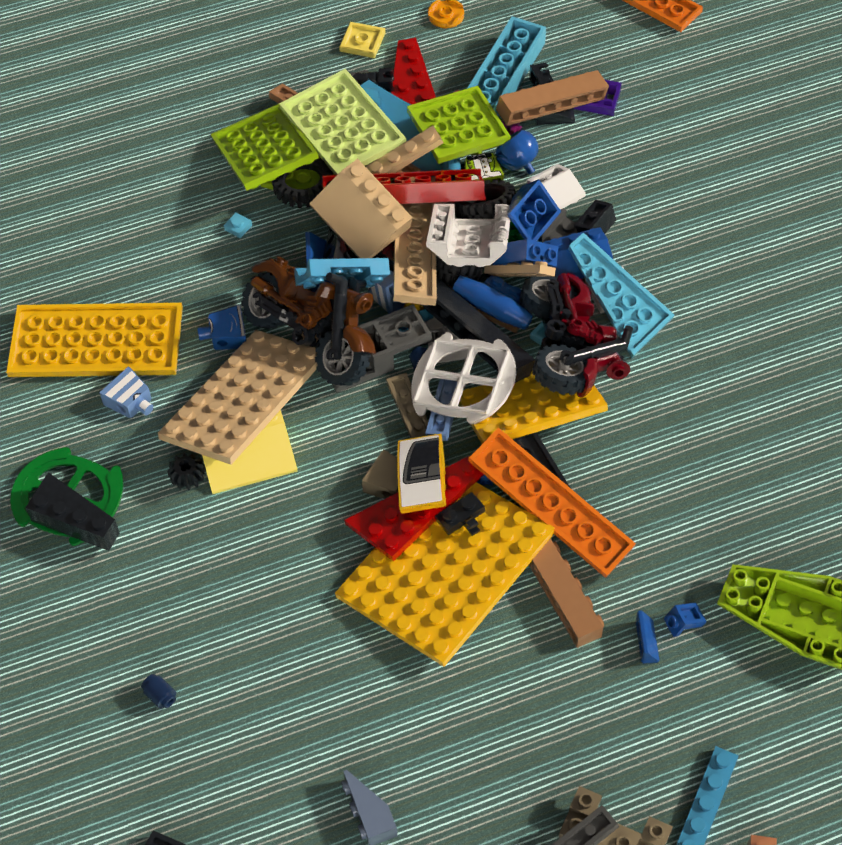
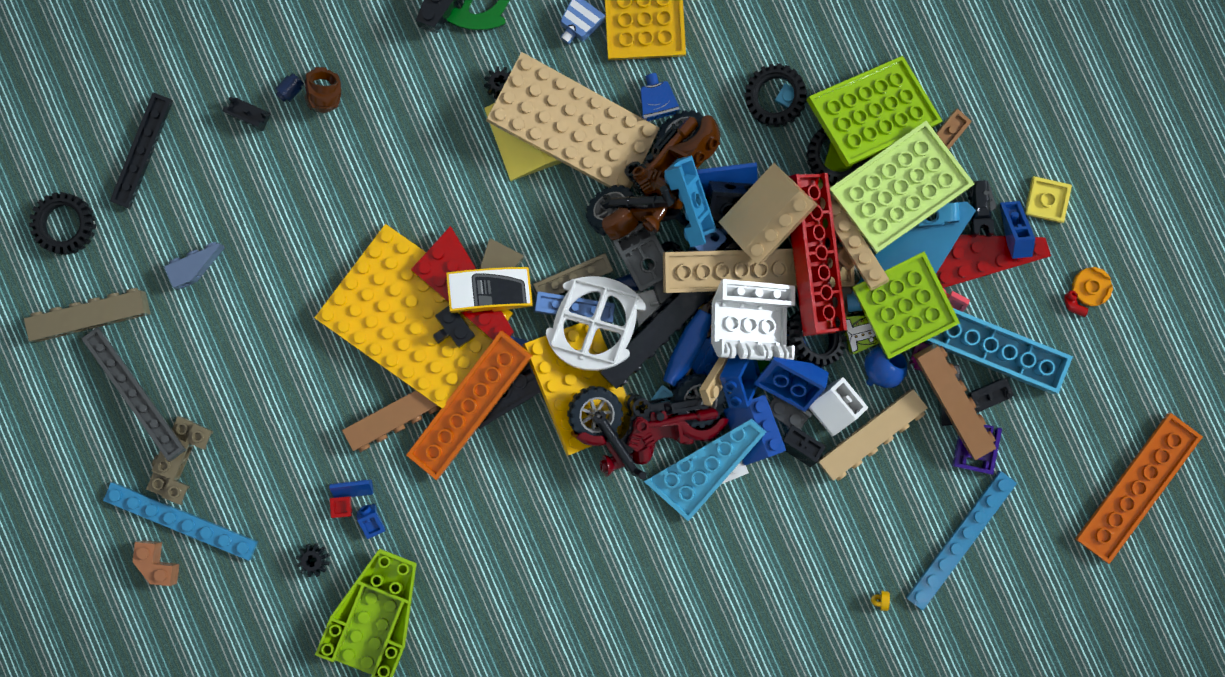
camera: 90 degrees right, 30 degrees up
(175, 648) = (320, 97): none -> reddish brown helmet
(184, 742) = (247, 113): none -> black hinge
(232, 208) = (762, 77): none -> black tyre
(391, 53) = (1017, 230): none -> blue slope
(457, 26) = (1072, 305): none -> red arm
(590, 173) = (872, 434): none -> tan brick
(669, 650) = (340, 507): none -> red plate
(686, 110) = (961, 540): none -> dark azure plate
(734, 680) = (318, 565): none -> black gear
(747, 165) = (884, 600): none -> yellow tile

